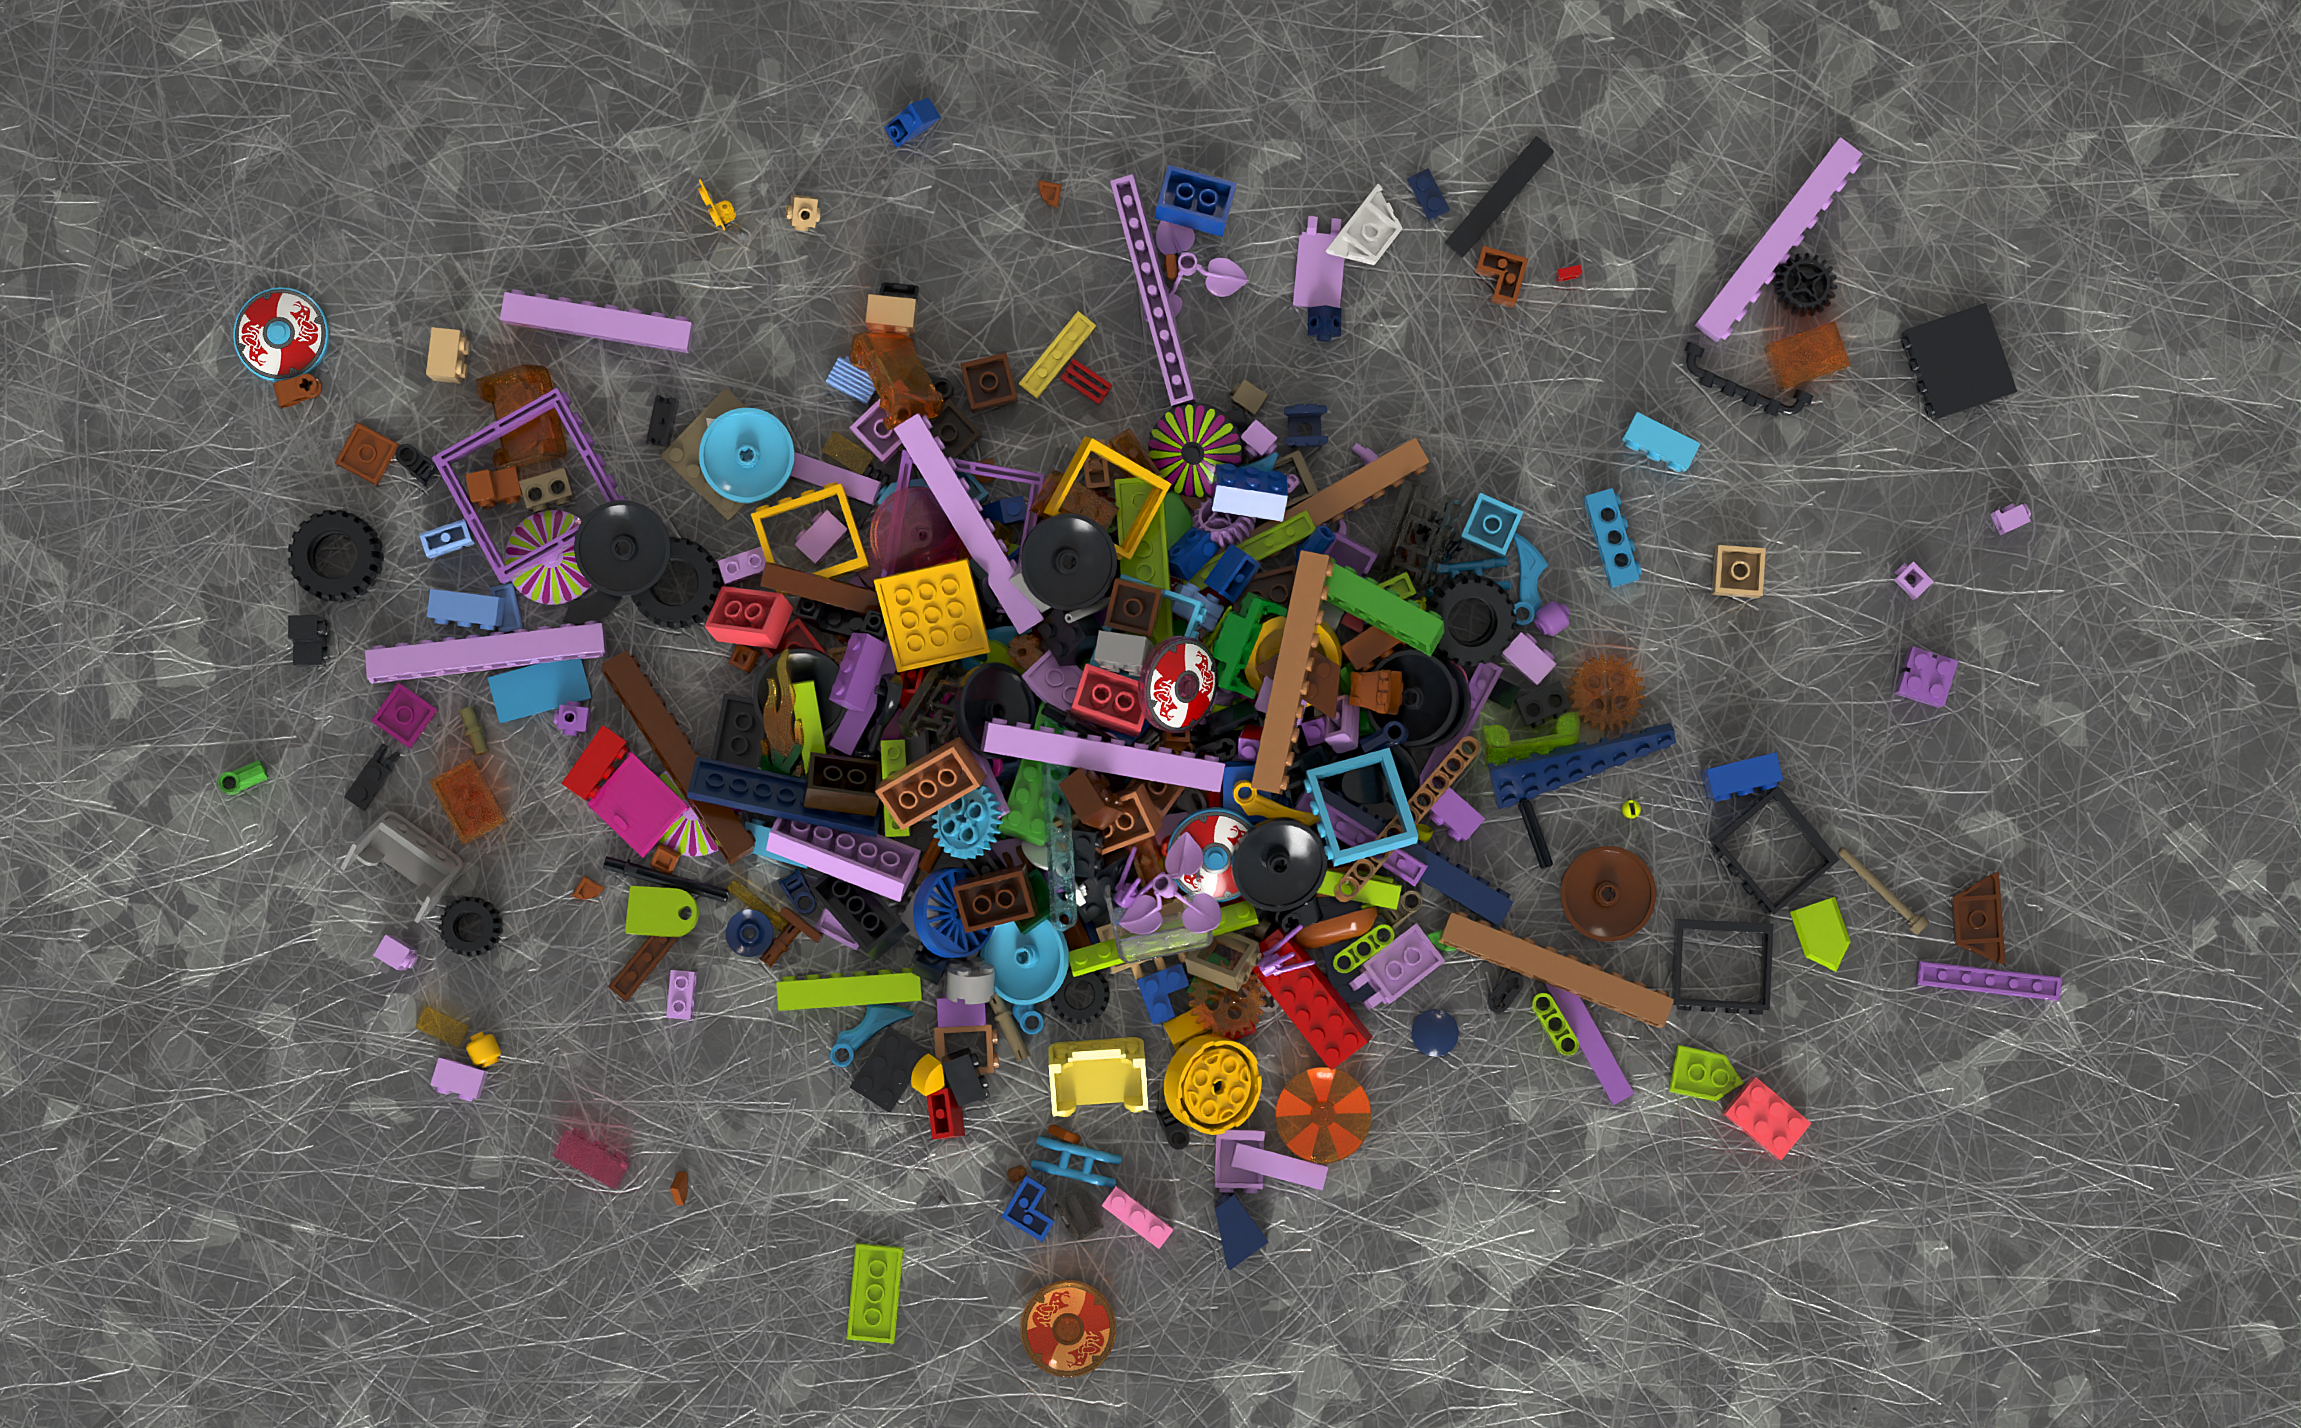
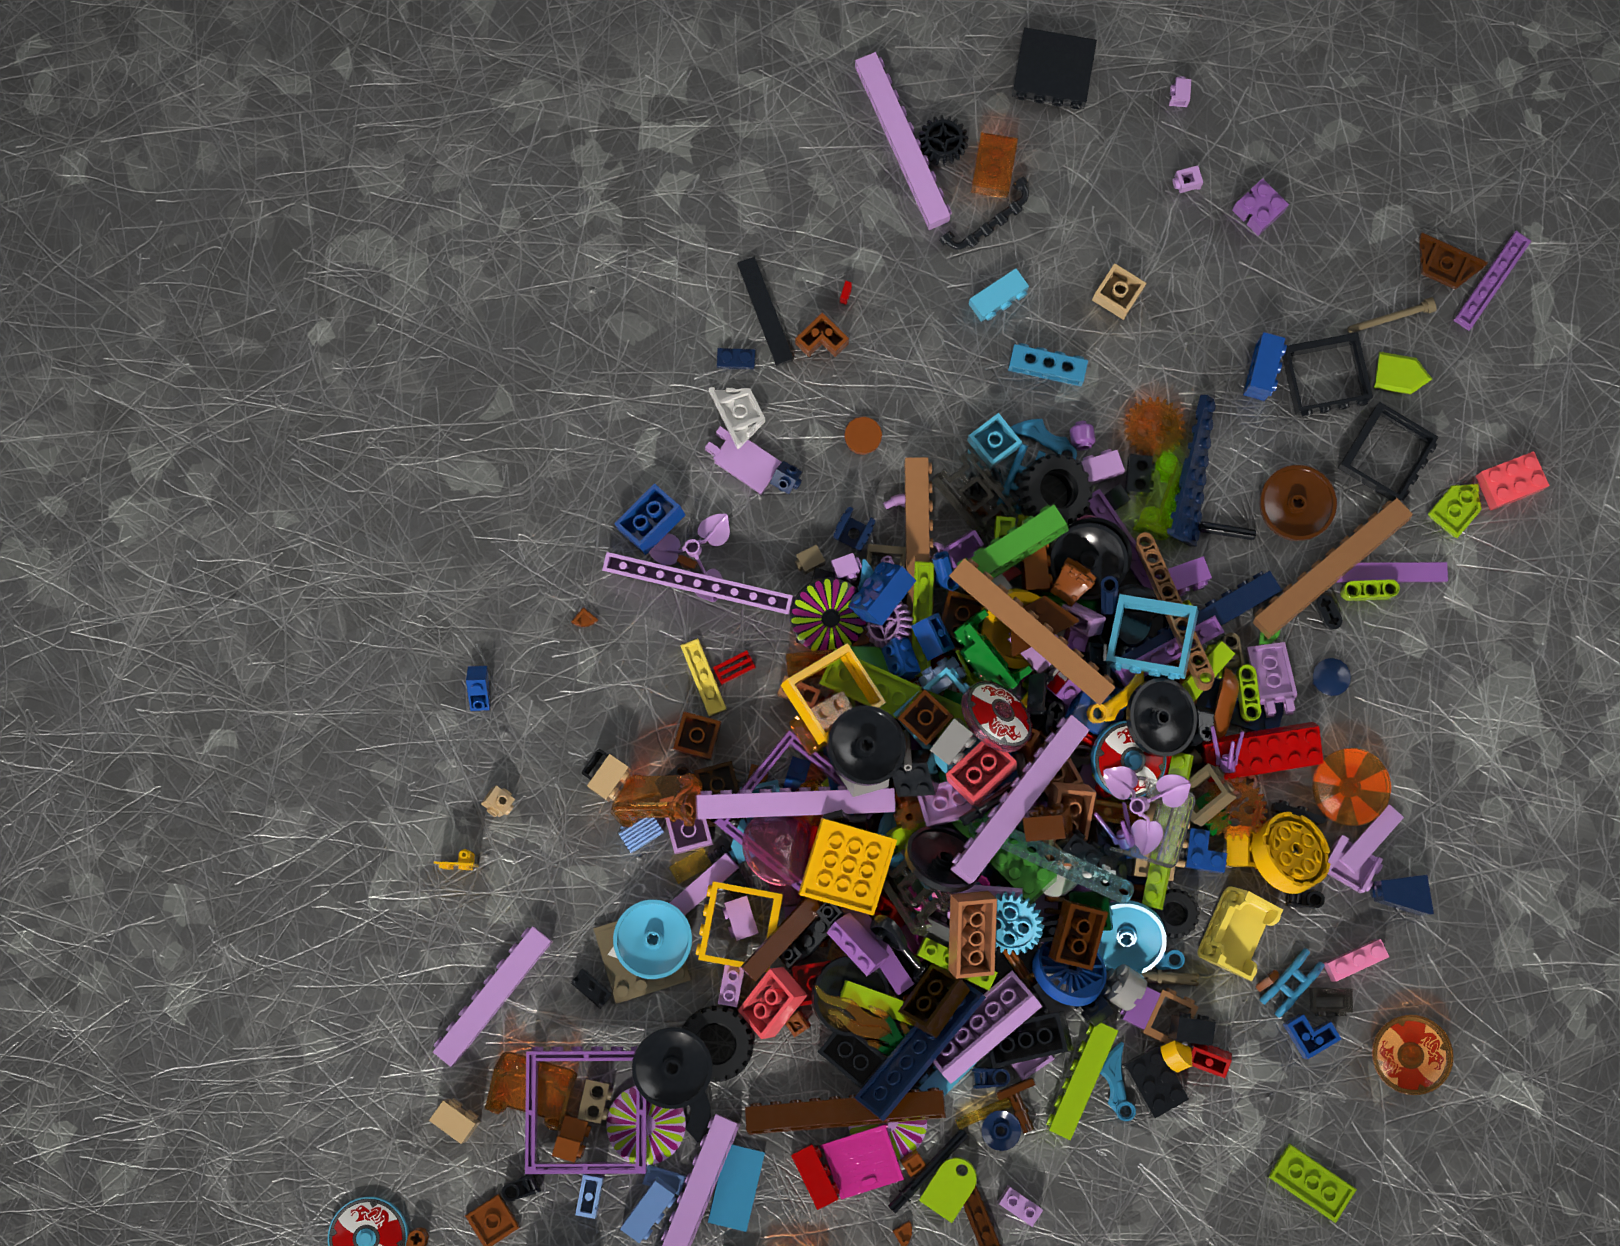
camera: 60 degrees left, 5 degrees down
(580, 722) = (773, 1167): medium lavender brick -> none
(1016, 1173) = (1277, 1030): clear orange rock -> none
(1261, 1054) = (1283, 806): none -> black hinge
(1419, 380) = (863, 435): none -> dark orange tile
(1626, 811) = (1243, 458): neon yellow hinge -> none

